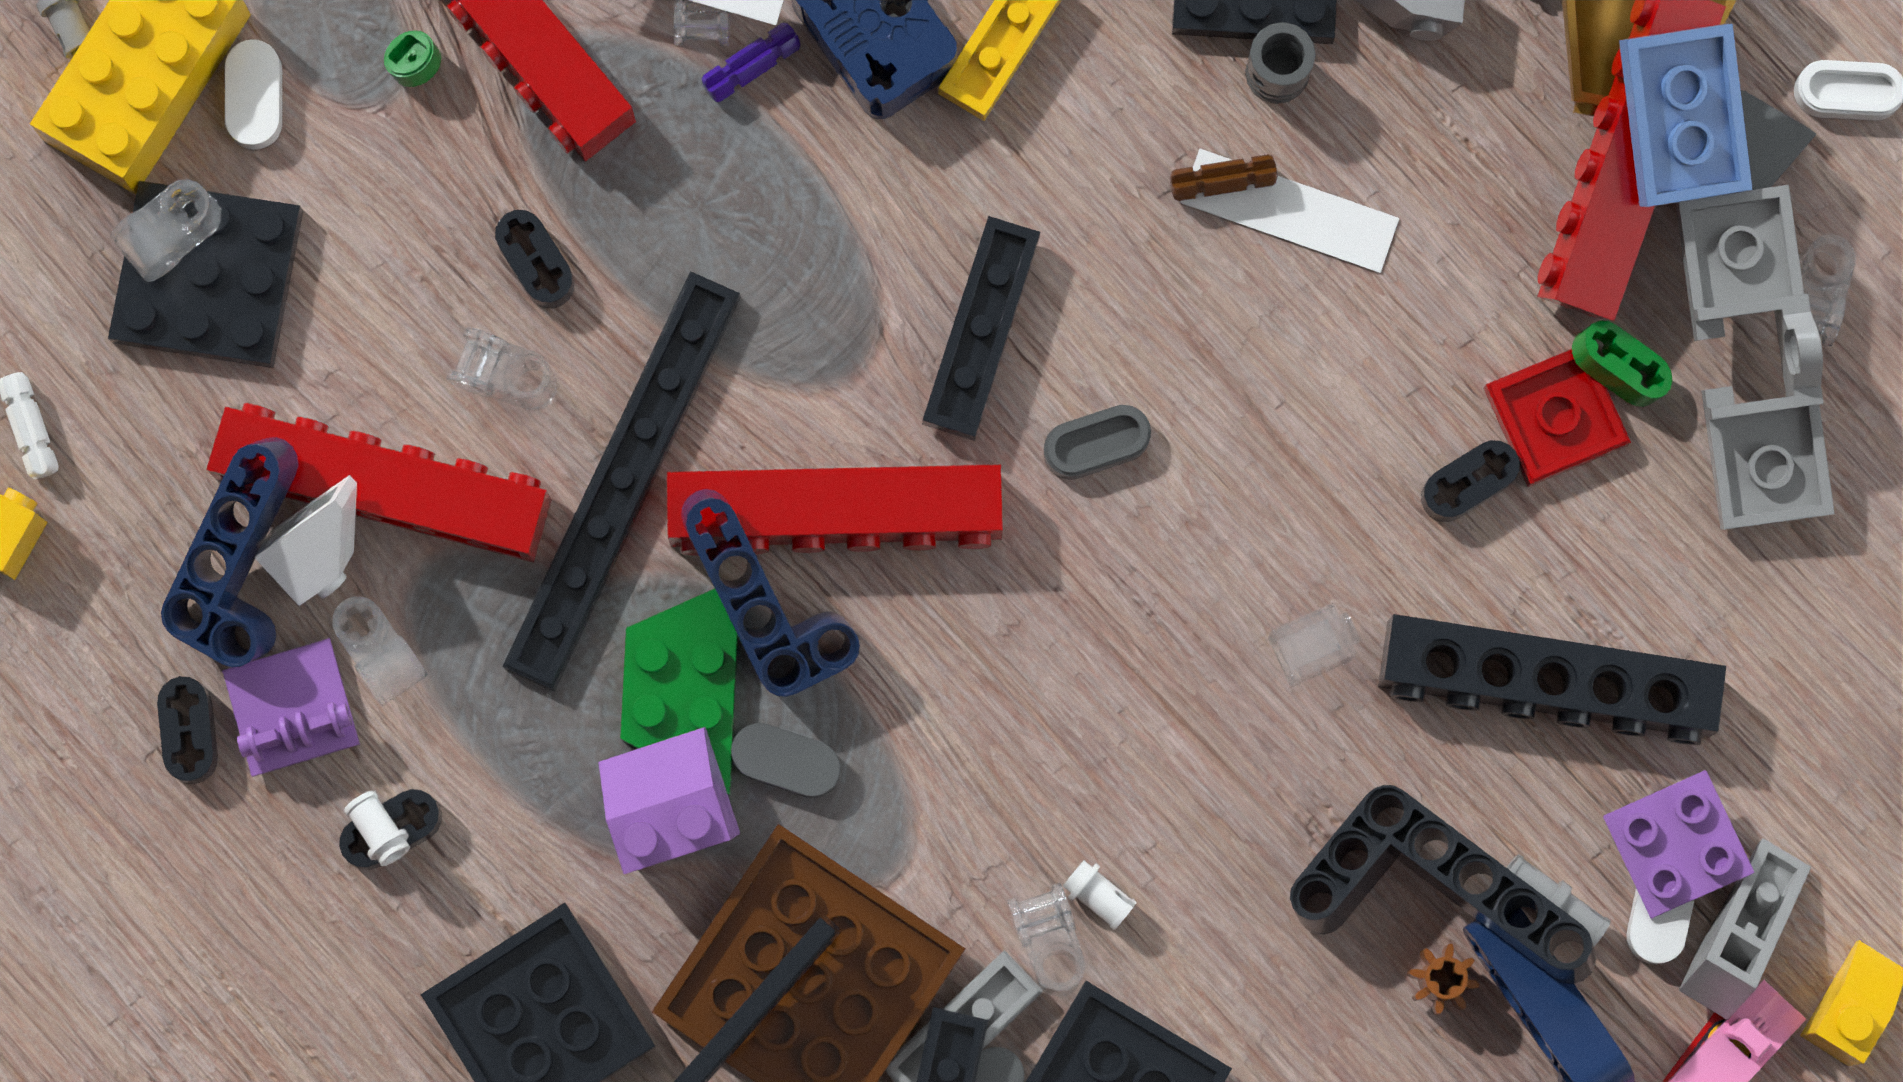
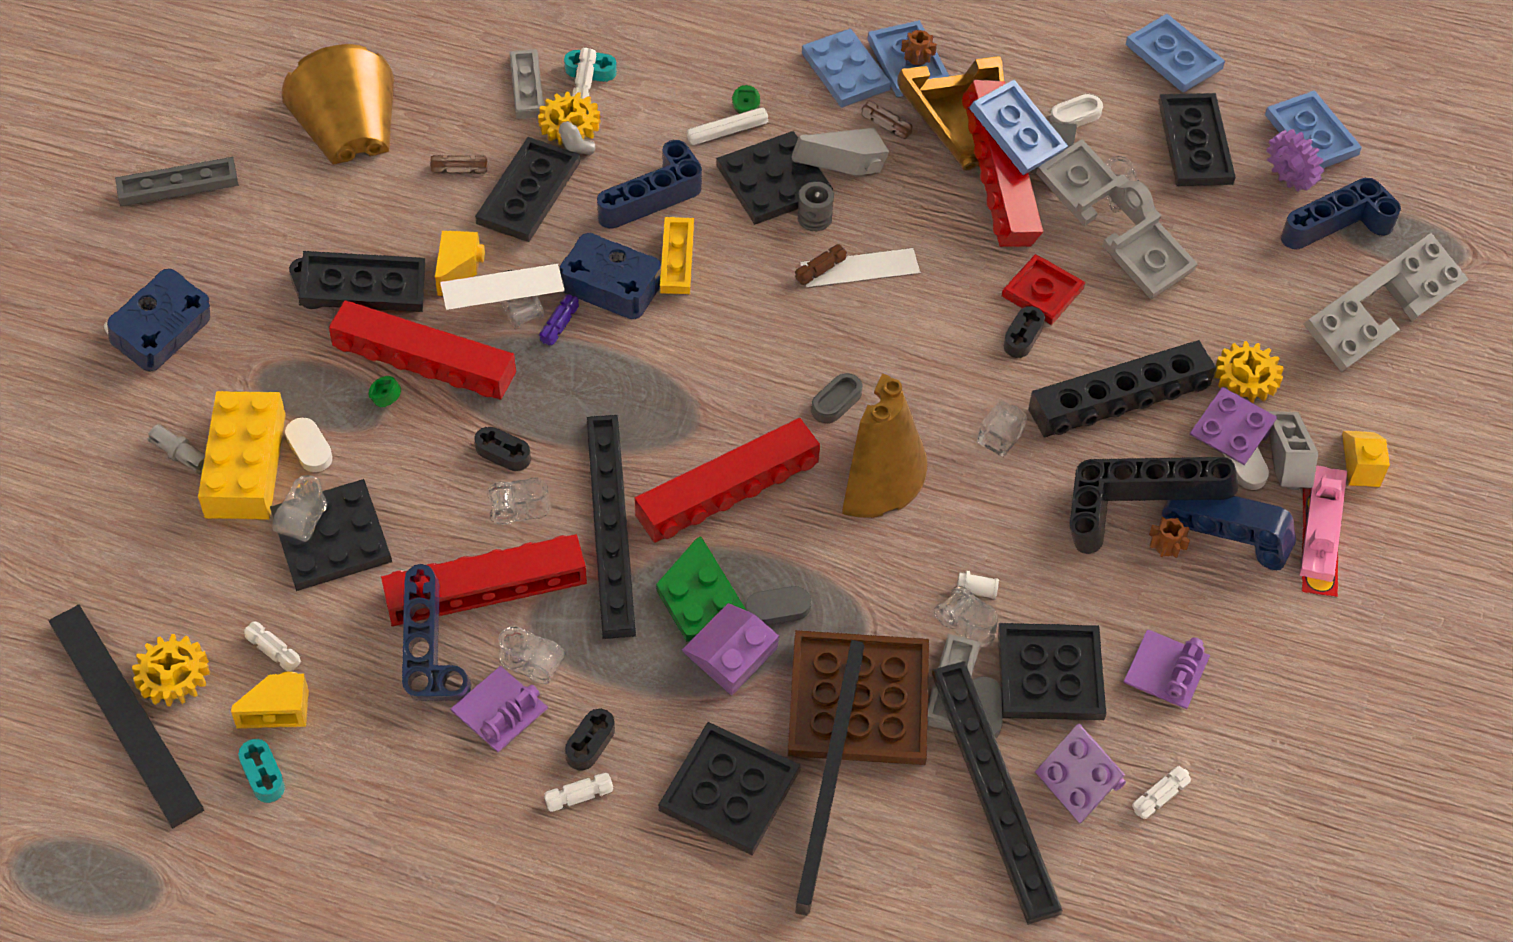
camera: 30 degrees left, 25 degrees down
(200, 728) = (453, 743): black beam -> none
(313, 544) = (469, 615): white slope -> none
(328, 904) = (578, 792): none -> white axle
(377, 829) = (593, 735): white pin -> none
(753, 590) = (715, 523): dark blue beam -> none
(981, 328) = (748, 375): black plate -> none
(1092, 619) = (887, 456): none -> pearl gold cone
(1622, 363) = (1058, 252): green beam -> none
(1797, 768) = (1249, 371): none -> yellow gear

